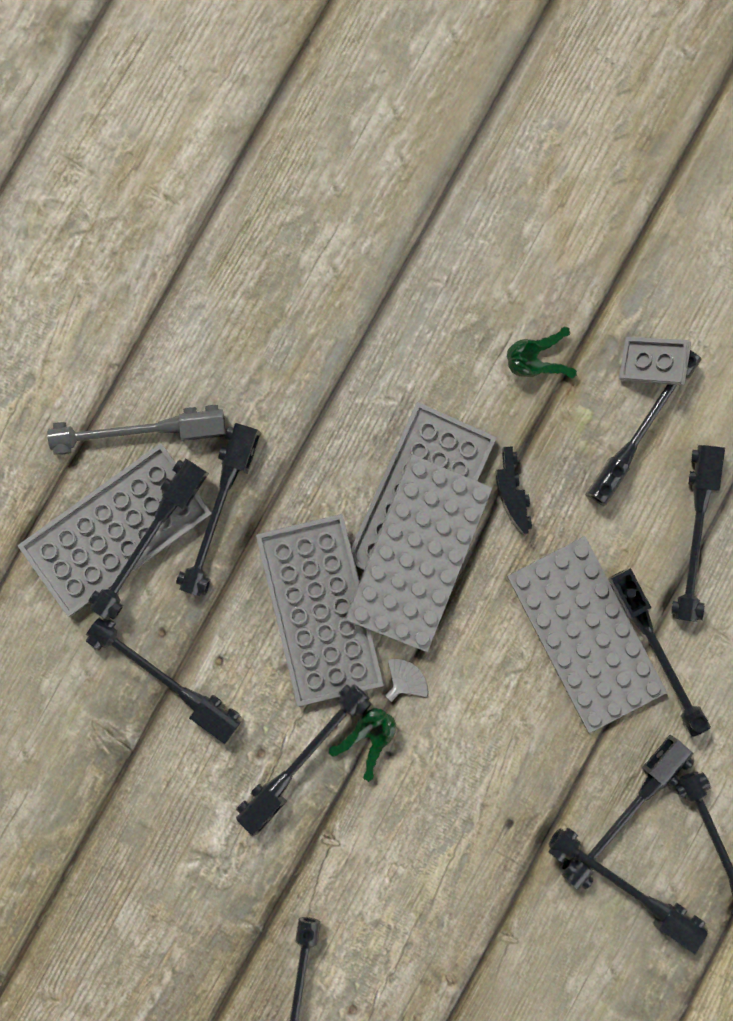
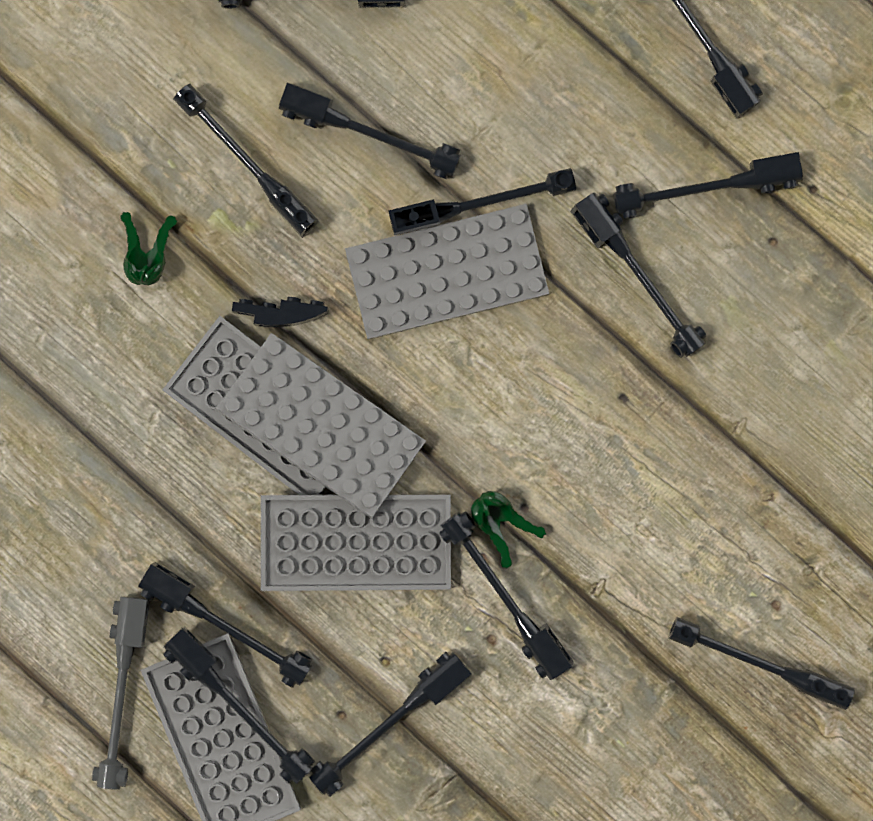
camera: 75 degrees left, 0 degrees up
(406, 679) = (450, 469): light grey hand -> none
(655, 360) = (179, 132): light grey tile -> none
(669, 918) = (756, 257): black bar -> none

